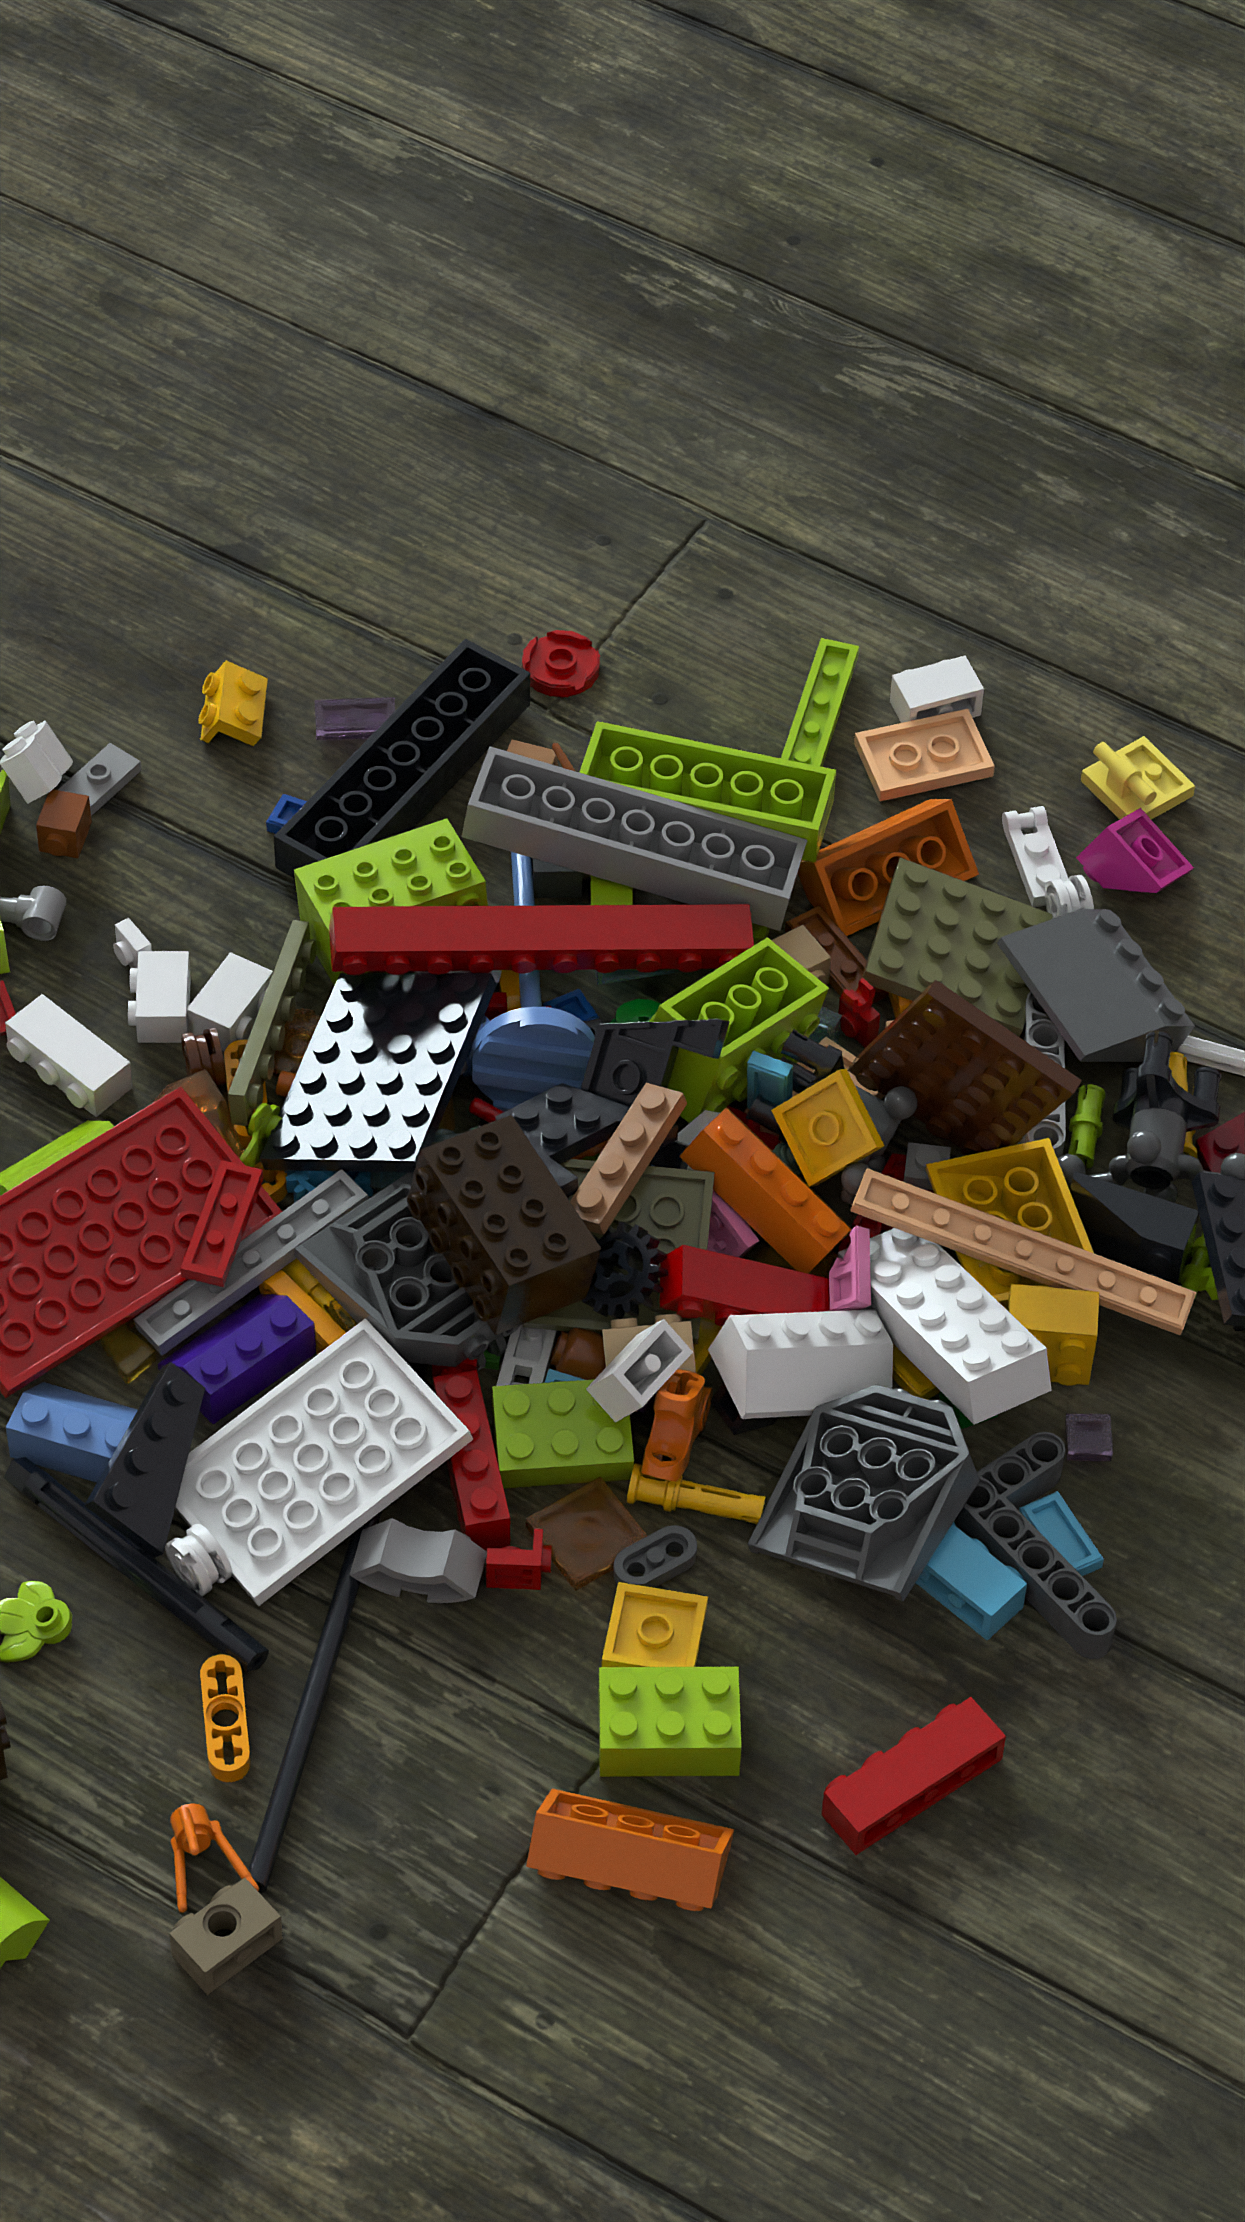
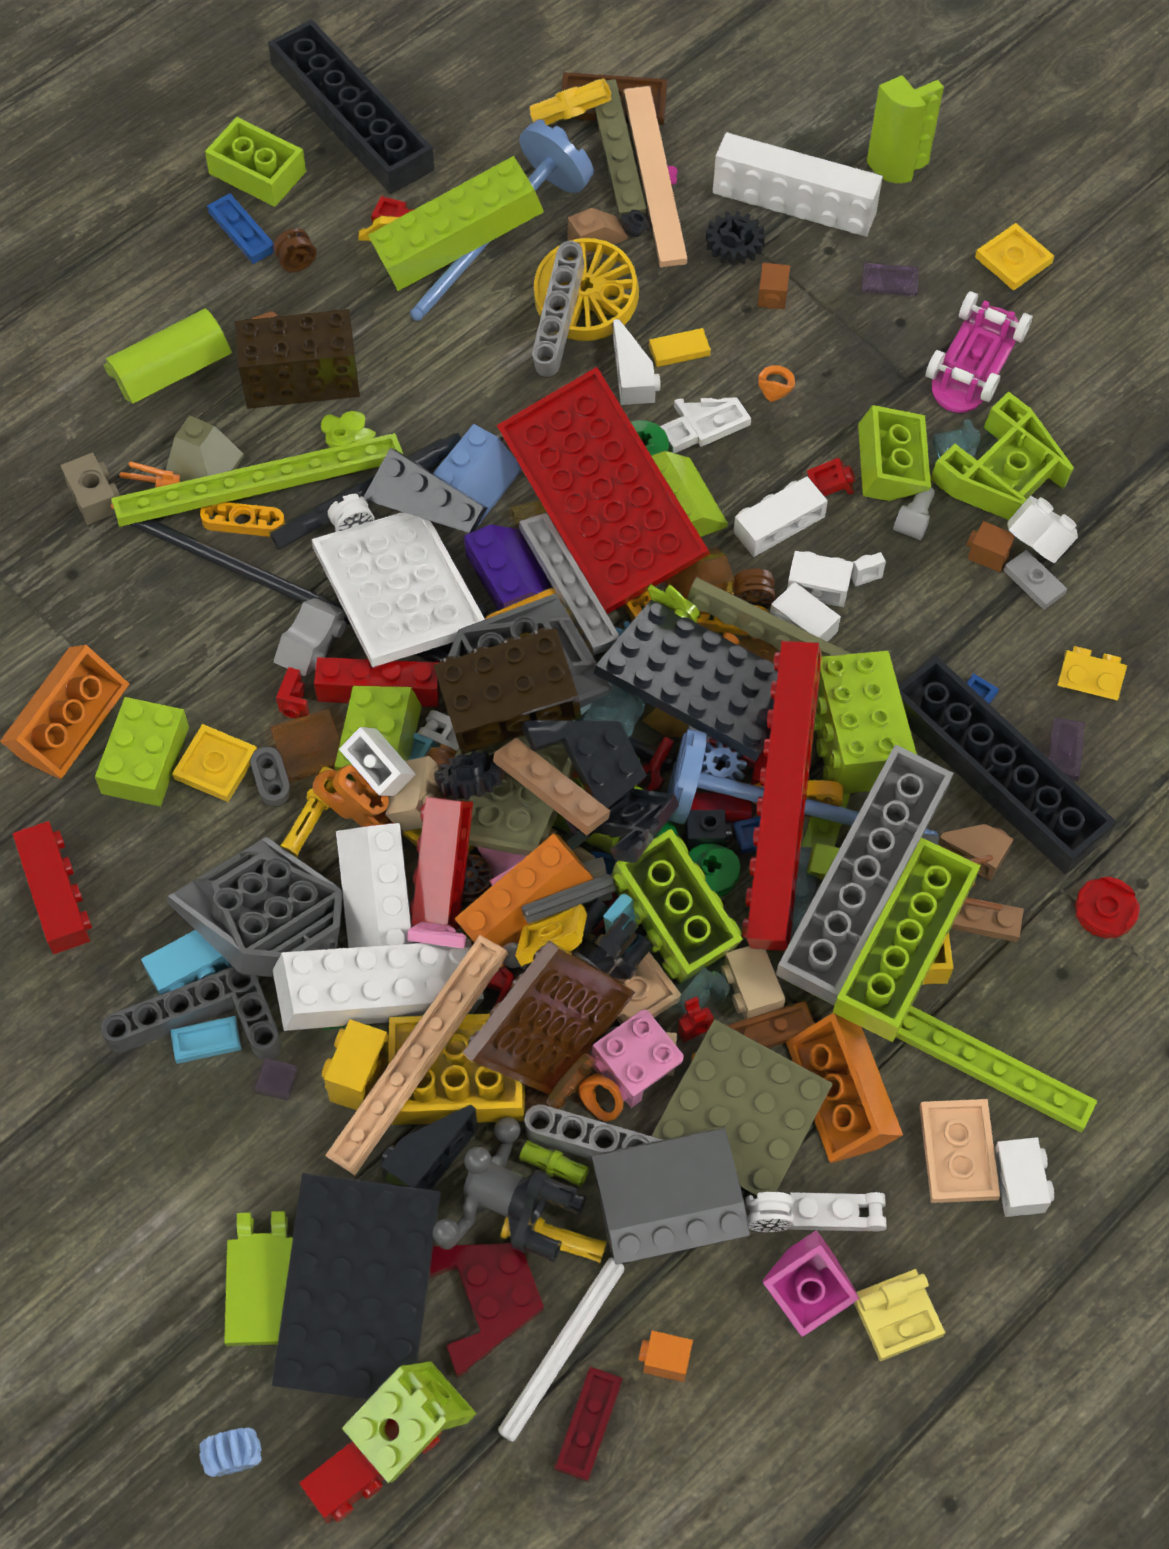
camera: 105 degrees right, 10 degrees up
(129, 1802) = (201, 451): none -> olive slope
(162, 1705) = (253, 480): none -> lime plate
(222, 1223) = (593, 560): red plate -> none
(766, 1128) = (568, 898): none -> dark grey axle

